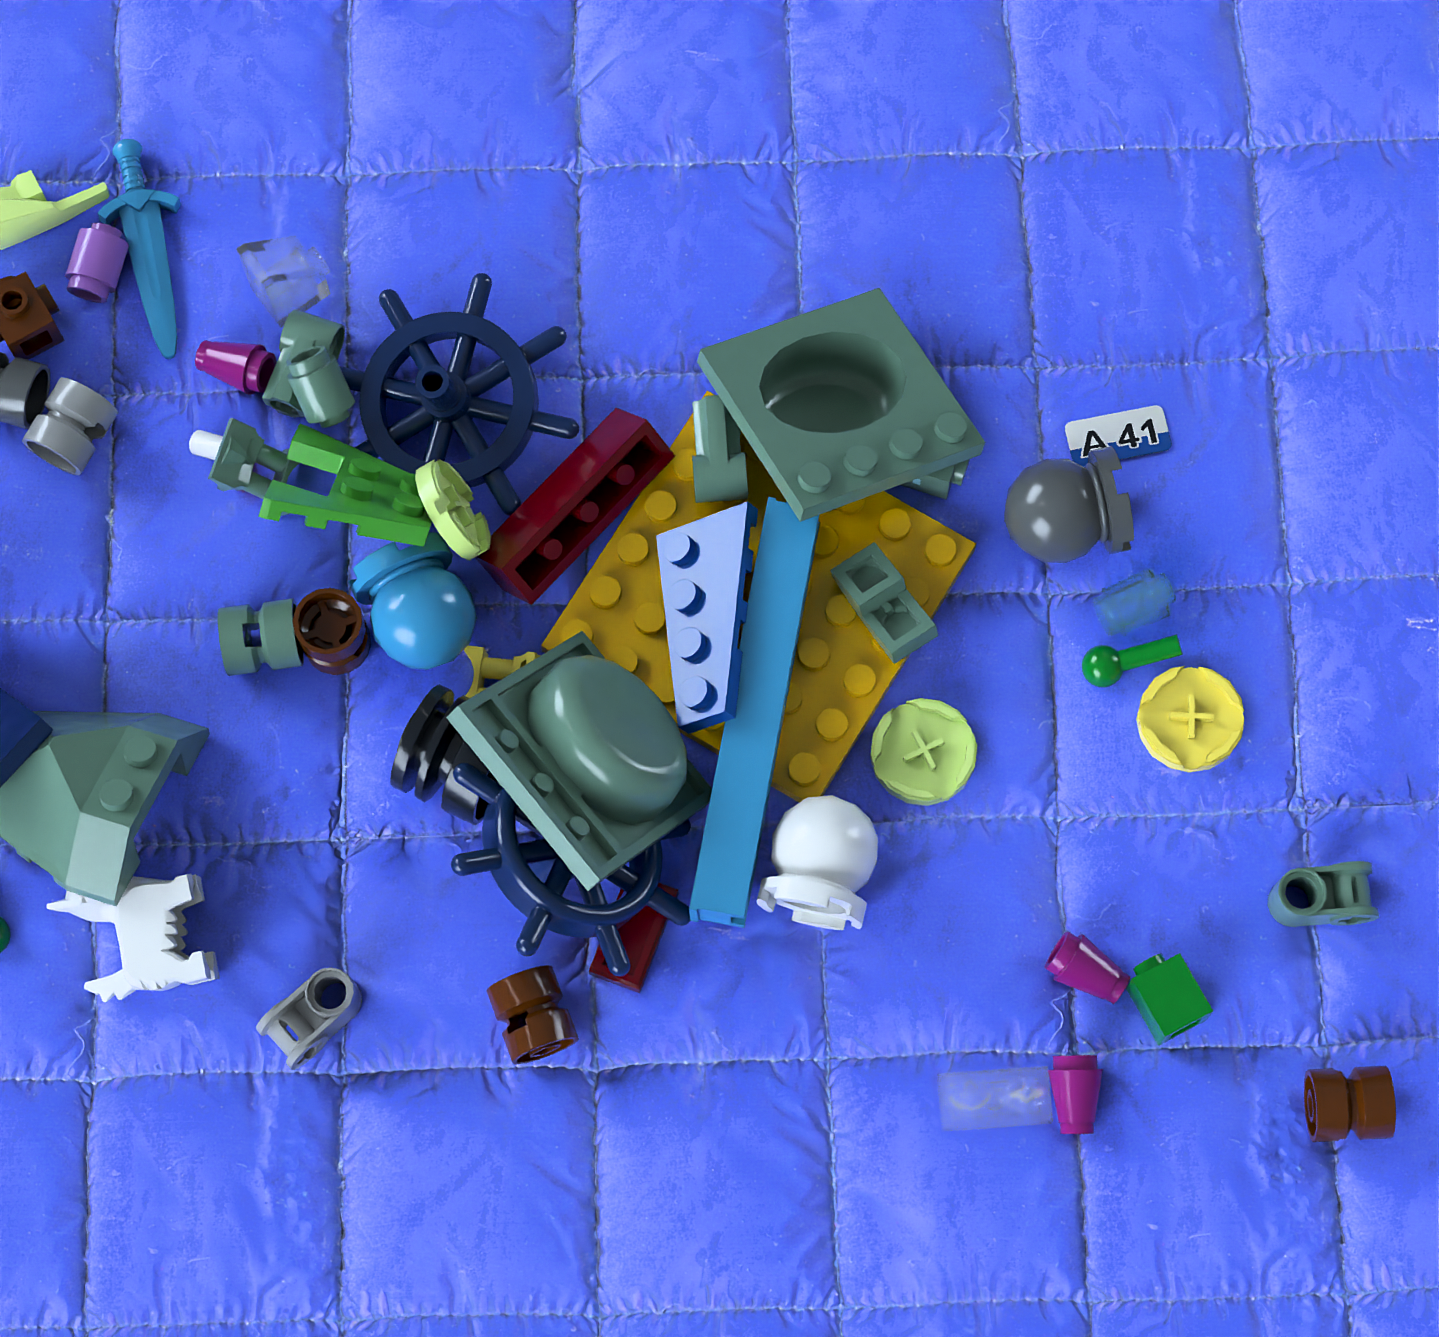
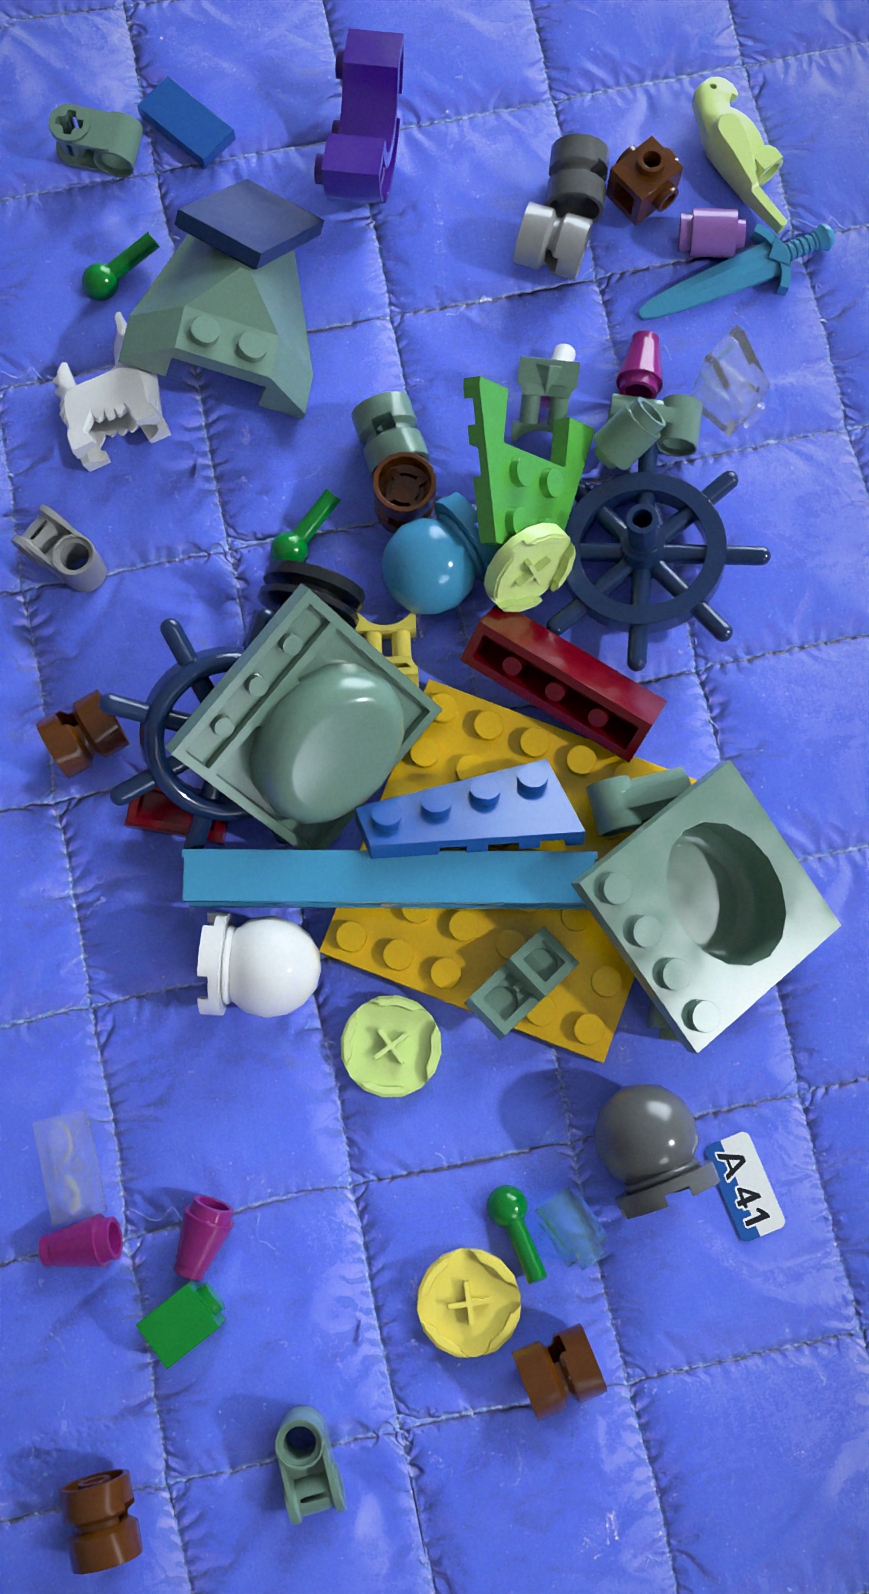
camera: 75 degrees right, 5 degrees up
(359, 770) = (294, 544): none -> green bar
(1268, 637) = (559, 1371): none -> reddish brown wheel

